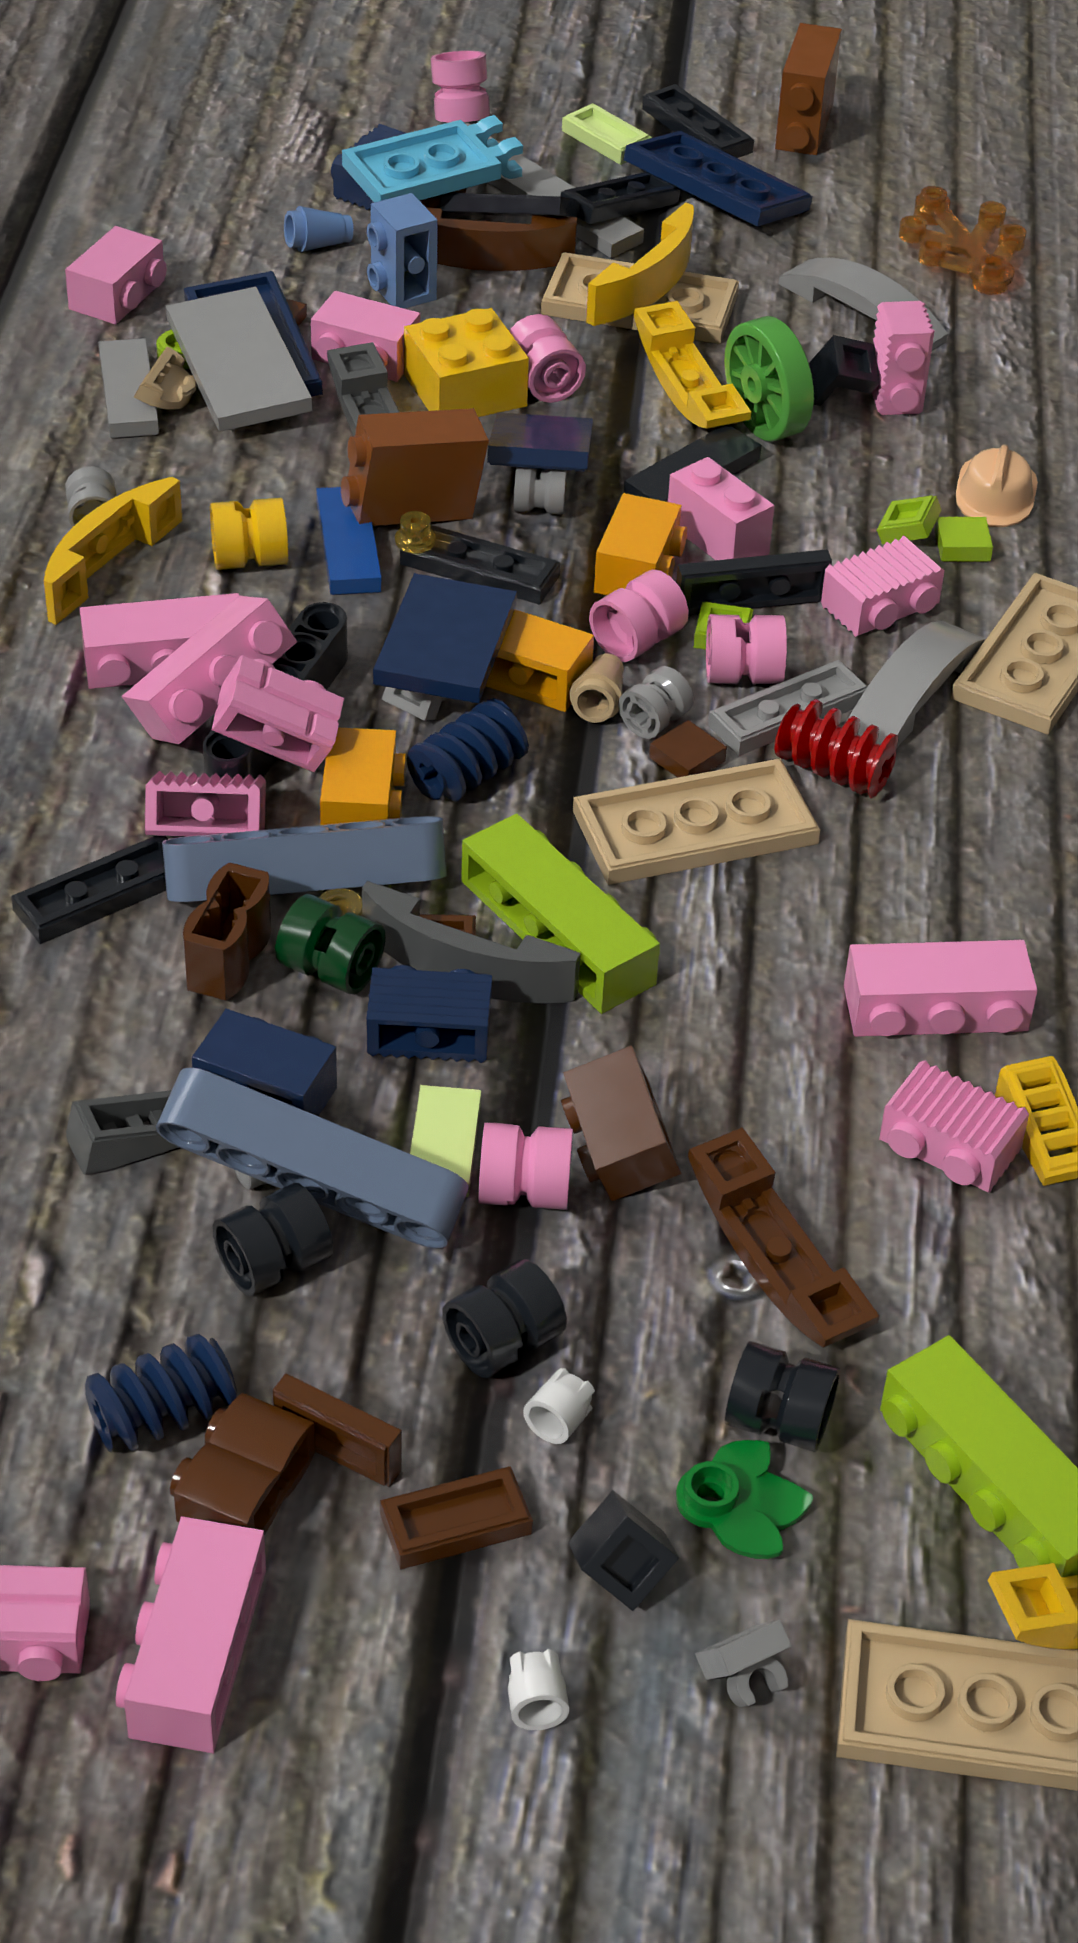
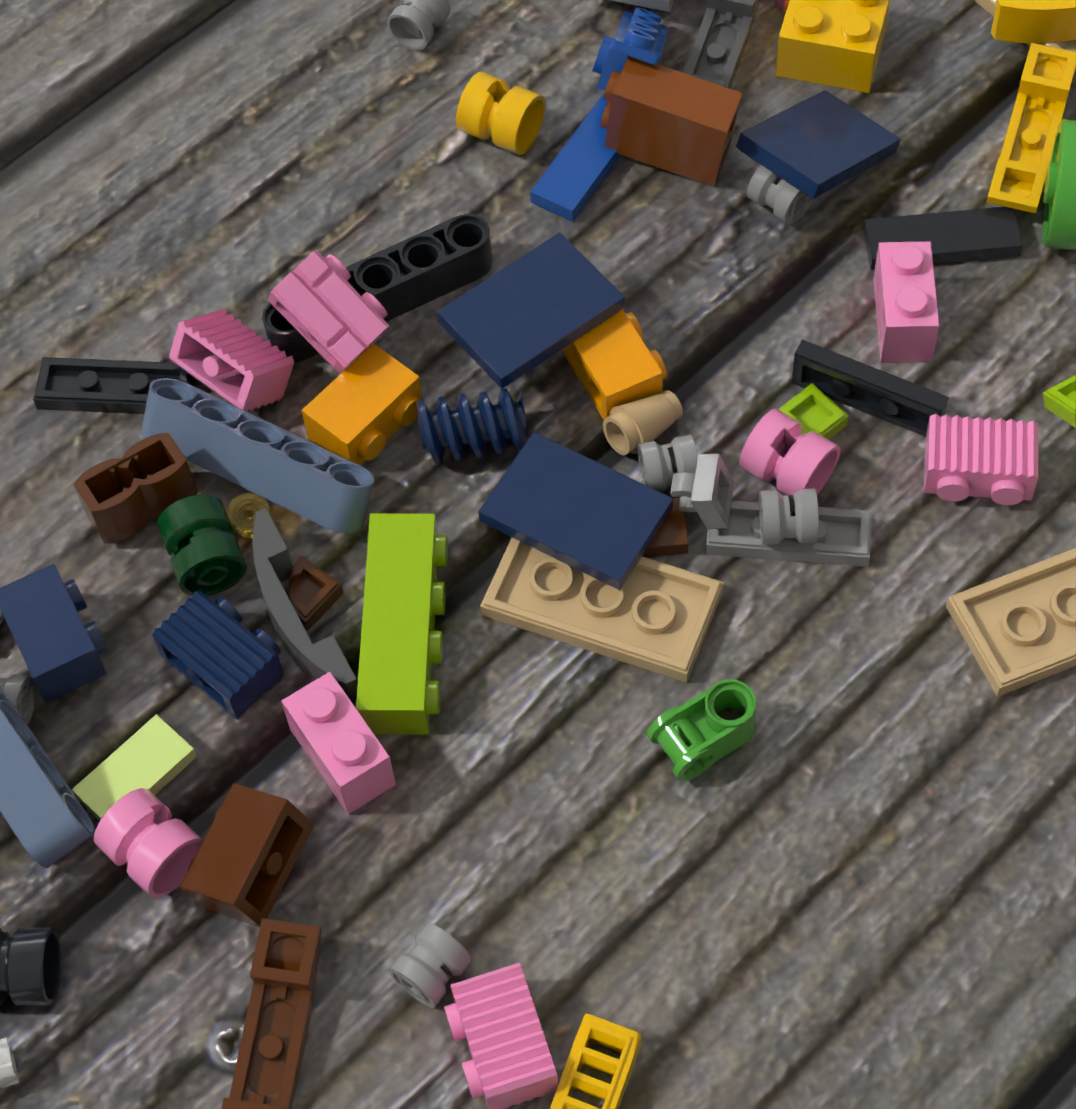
camera: 45 degrees right, 15 degrees up
(135, 637) = (349, 182): bright pink brick -> none
(137, 514) = (389, 56): yellow slope -> none
(188, 683) = (349, 228): bright pink brick -> none
(319, 435) = (636, 36): none -> blue bracket
(415, 533) = (632, 183): clear yellow piece -> none
(486, 564) = (672, 238): black tile -> none
(554, 362) = (909, 55): bright pink wheel -> none
(603, 1010) = (339, 742): none -> bright pink brick
(619, 763) = (576, 510): none -> dark blue tile
(639, 538) = (804, 298): light orange brick -> none
(639, 615) = (738, 369): bright pink wheel -> none
(713, 696) = (706, 491): none -> light grey tile
(798, 678) = (788, 516): none -> light grey wheel
(836, 749) = (770, 604): red piece -> none
(844, 1116) = (430, 965): none -> light grey wheel
(877, 848) = (695, 733): none -> bright green piece
(913, 677) = (916, 568): light grey slope -> none
(939, 988) = (624, 898): bright pink brick -> none

